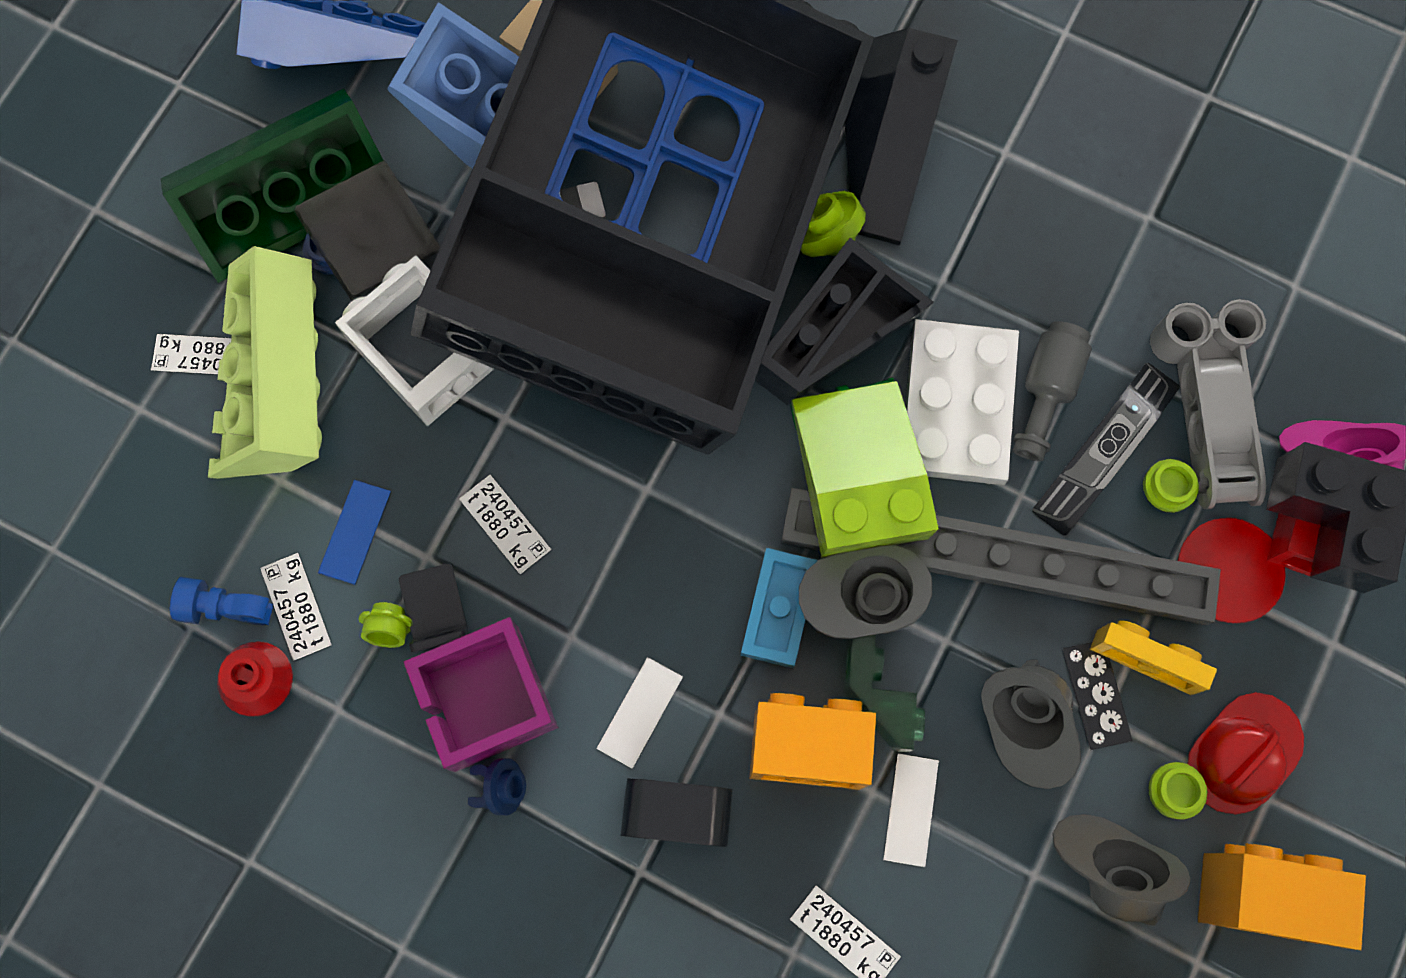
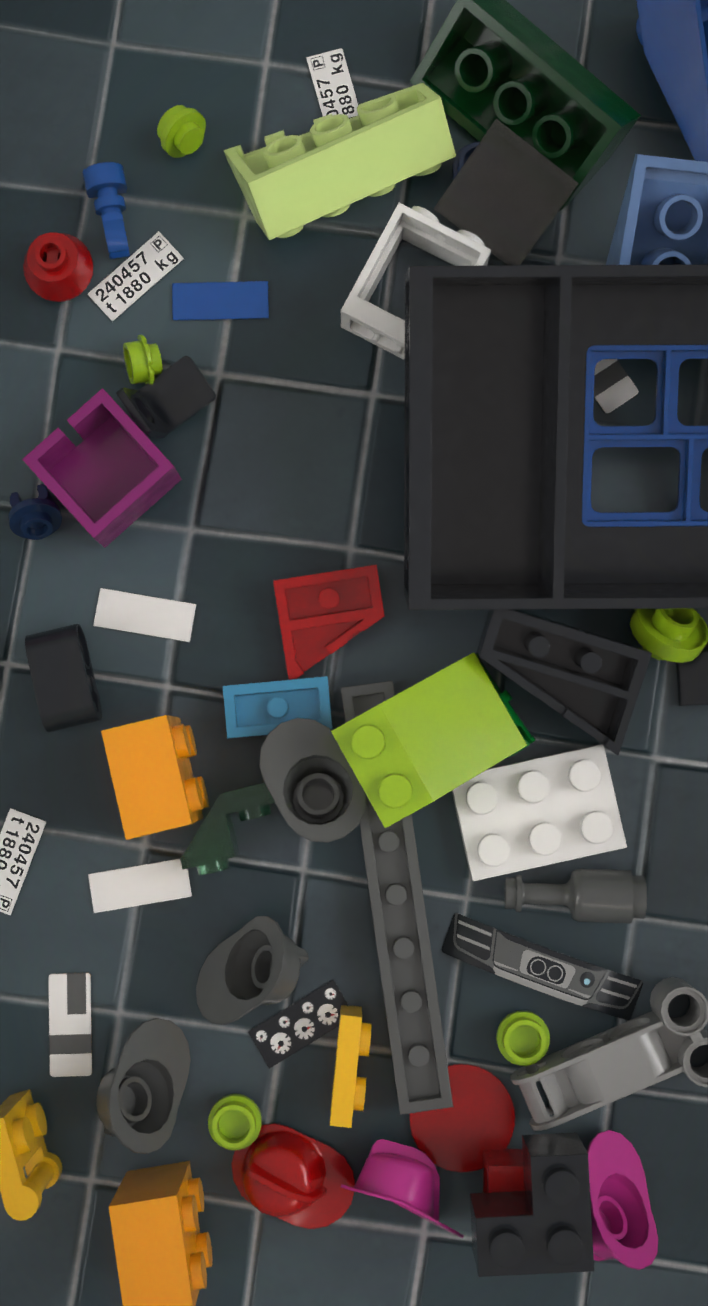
camera: 65 degrees right, 10 degrees up
(172, 508) = (181, 131): none -> lime plate
(505, 524) = (273, 432): white sticker -> none
(701, 532) = (325, 612): none -> red wing
(1032, 931) = (70, 1024): none -> white sticker
(1280, 639) = (403, 1177): none -> dark pink piece

